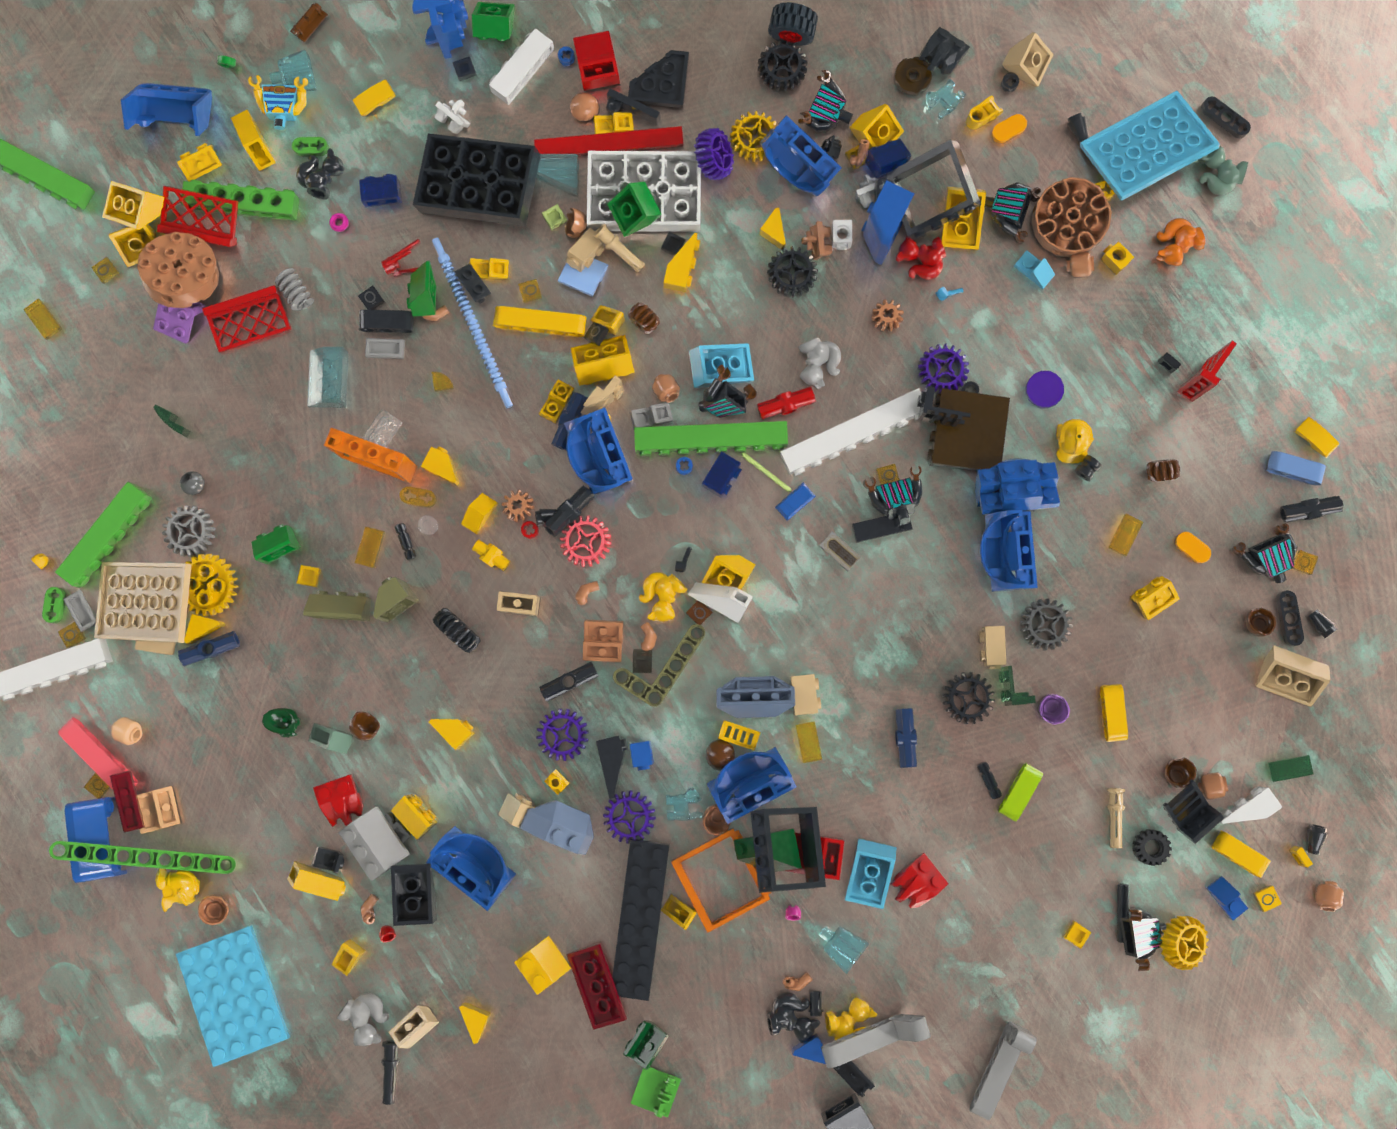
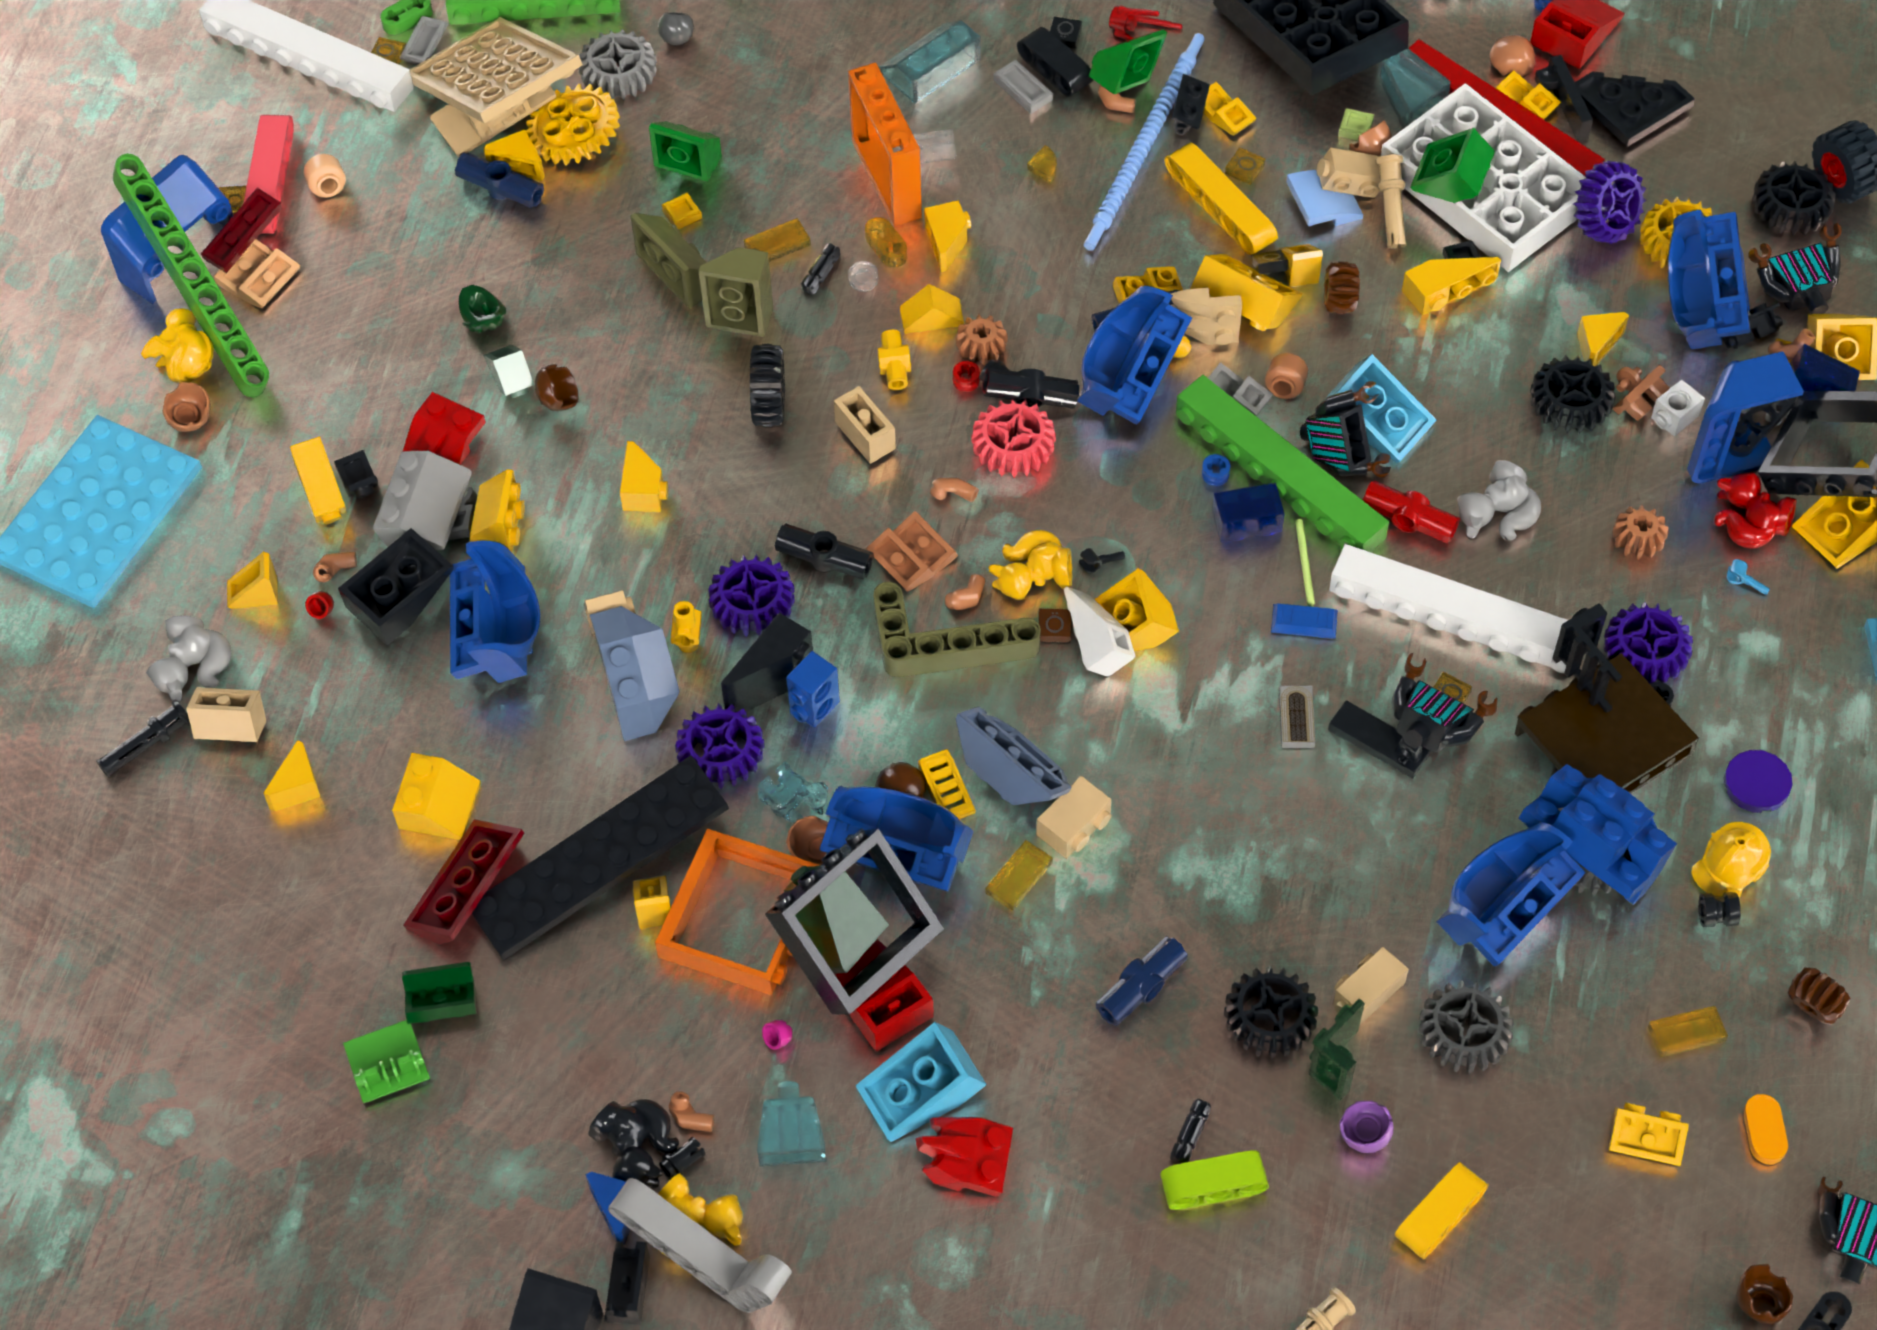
camera: 45 degrees right, 25 degrees down
(642, 661) = (929, 612): clear smoke slope -> none

